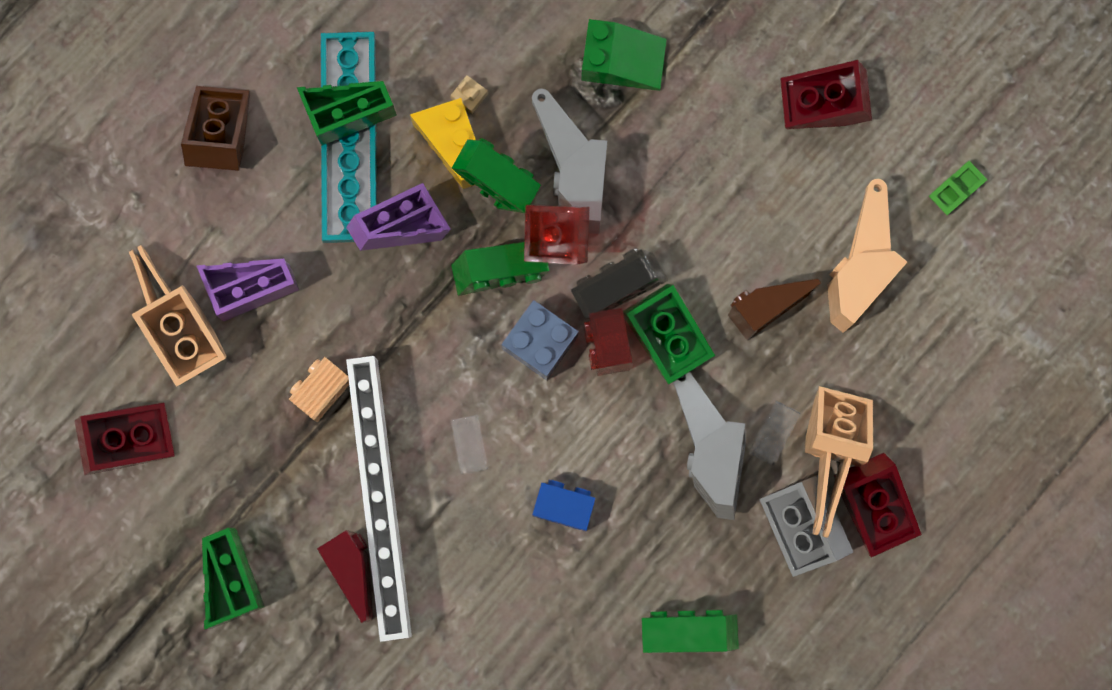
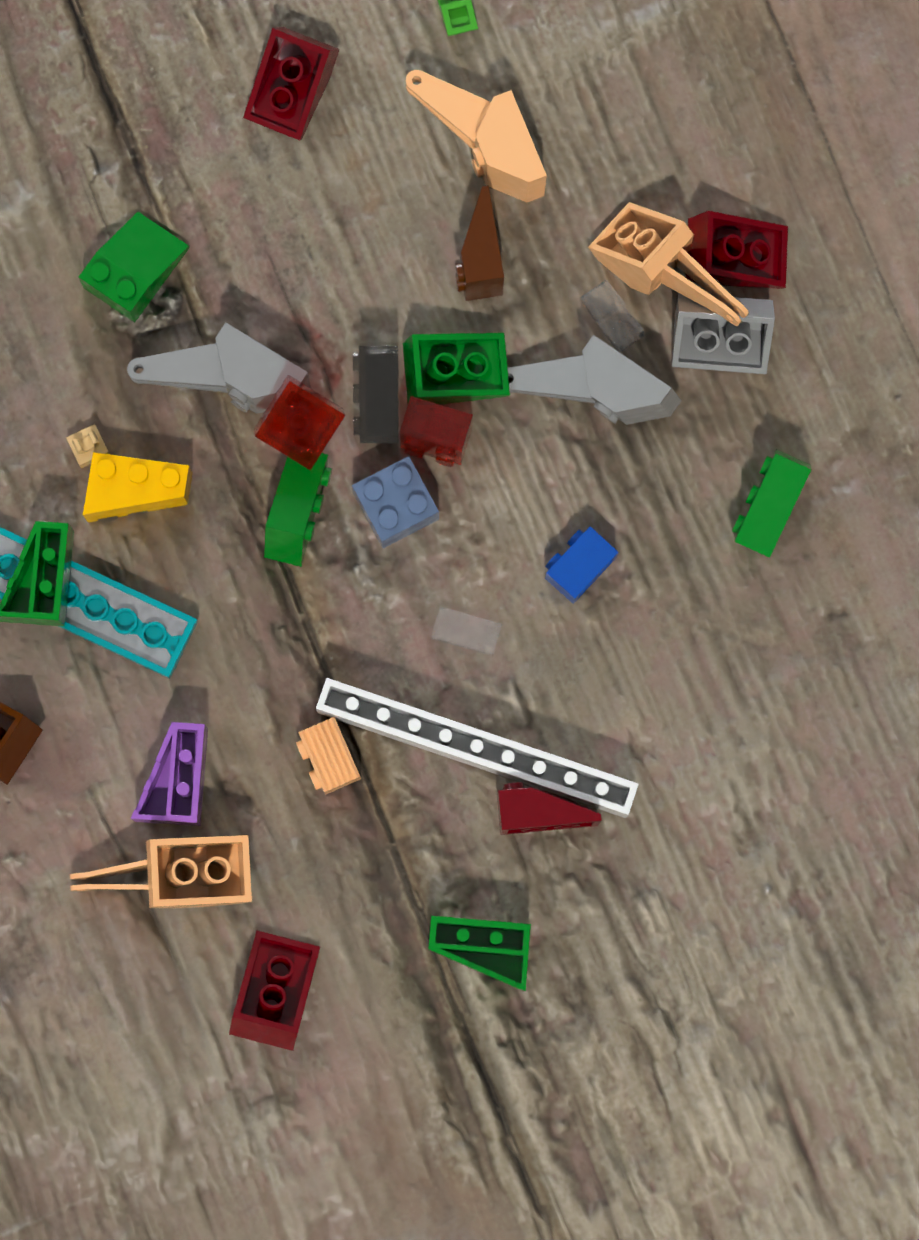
camera: 65 degrees left, 0 degrees up
(399, 221) = (194, 581): medium lavender wedge -> none
(496, 176) = (203, 454): green wedge -> none

